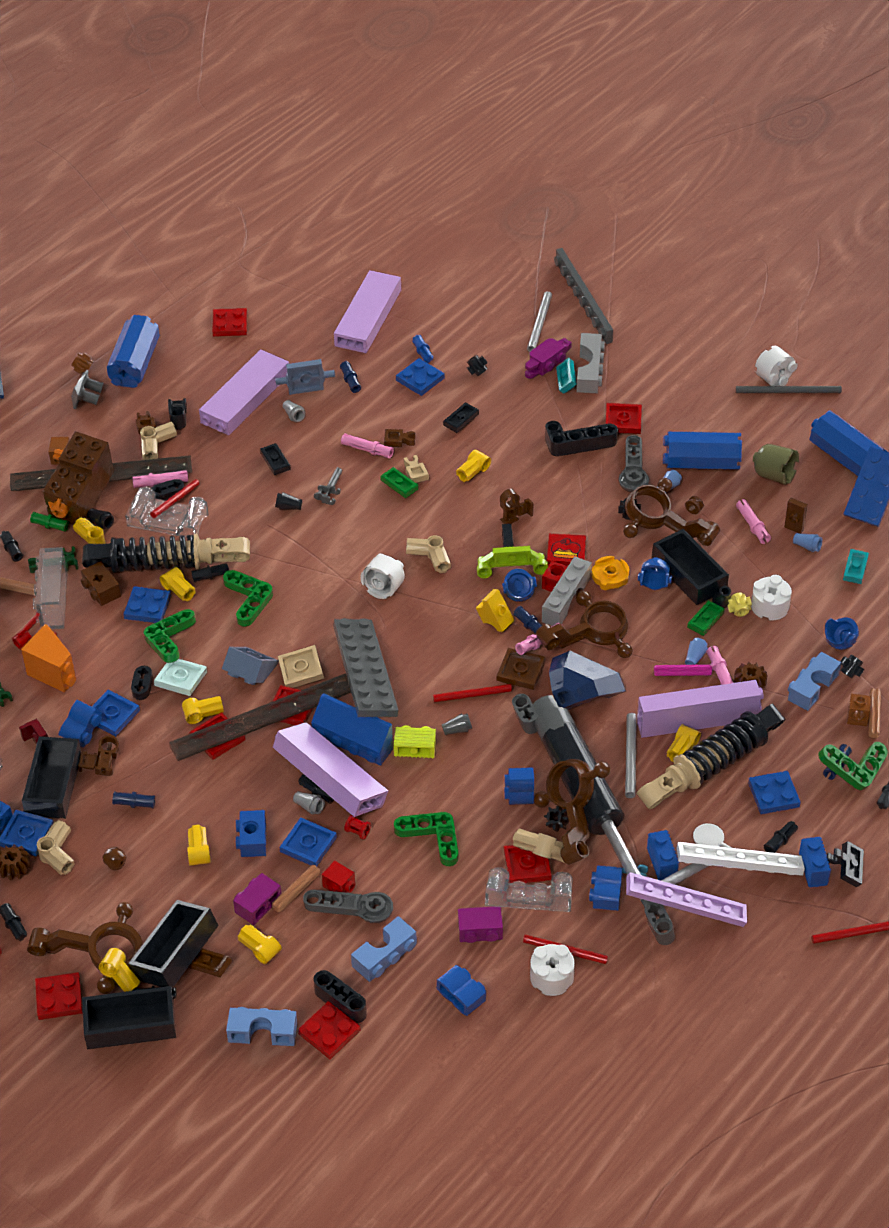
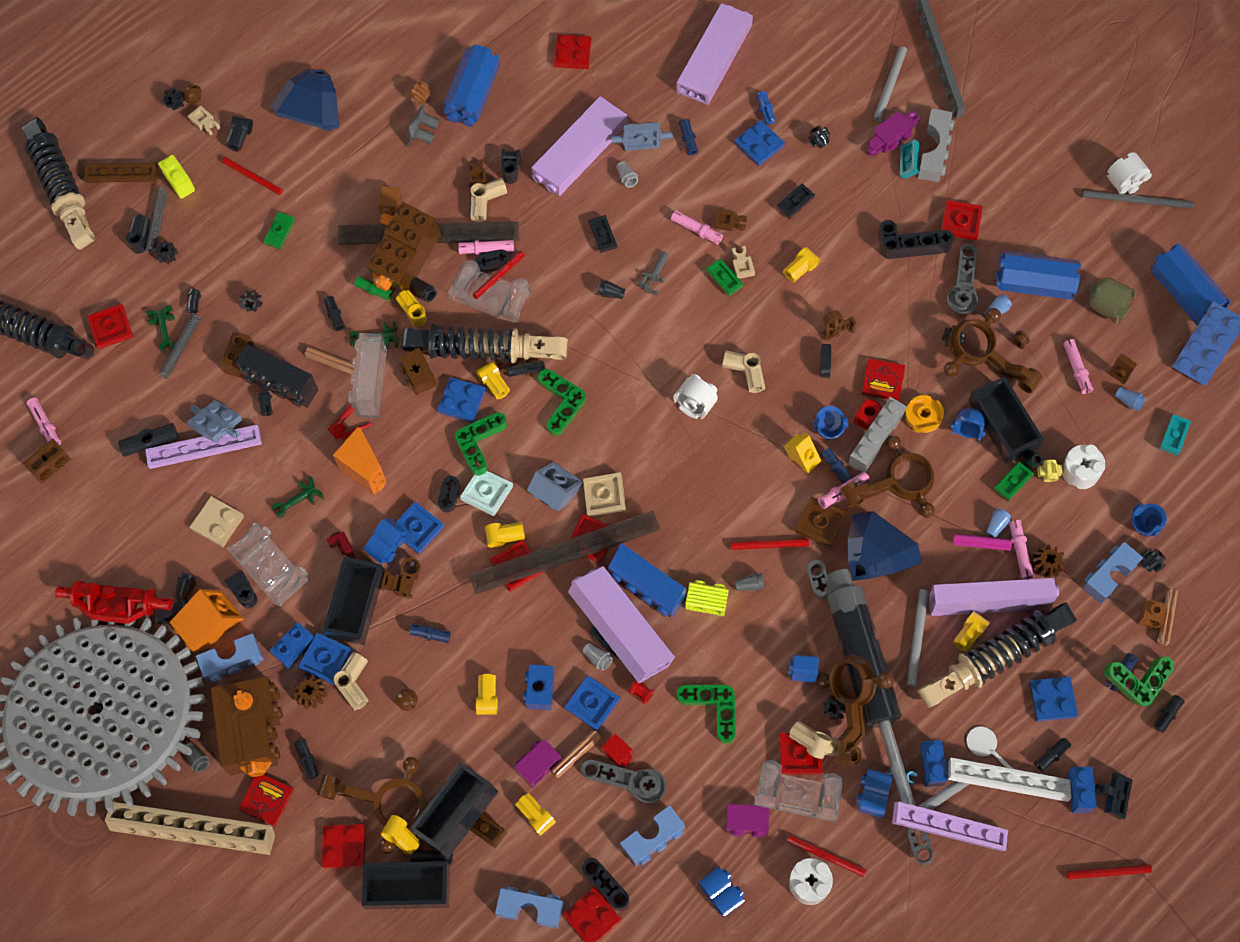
camera: 10 degrees right, 20 degrees up
(365, 668) = (666, 511): dark grey plate -> none
(511, 557) = (825, 386): lime plate -> none

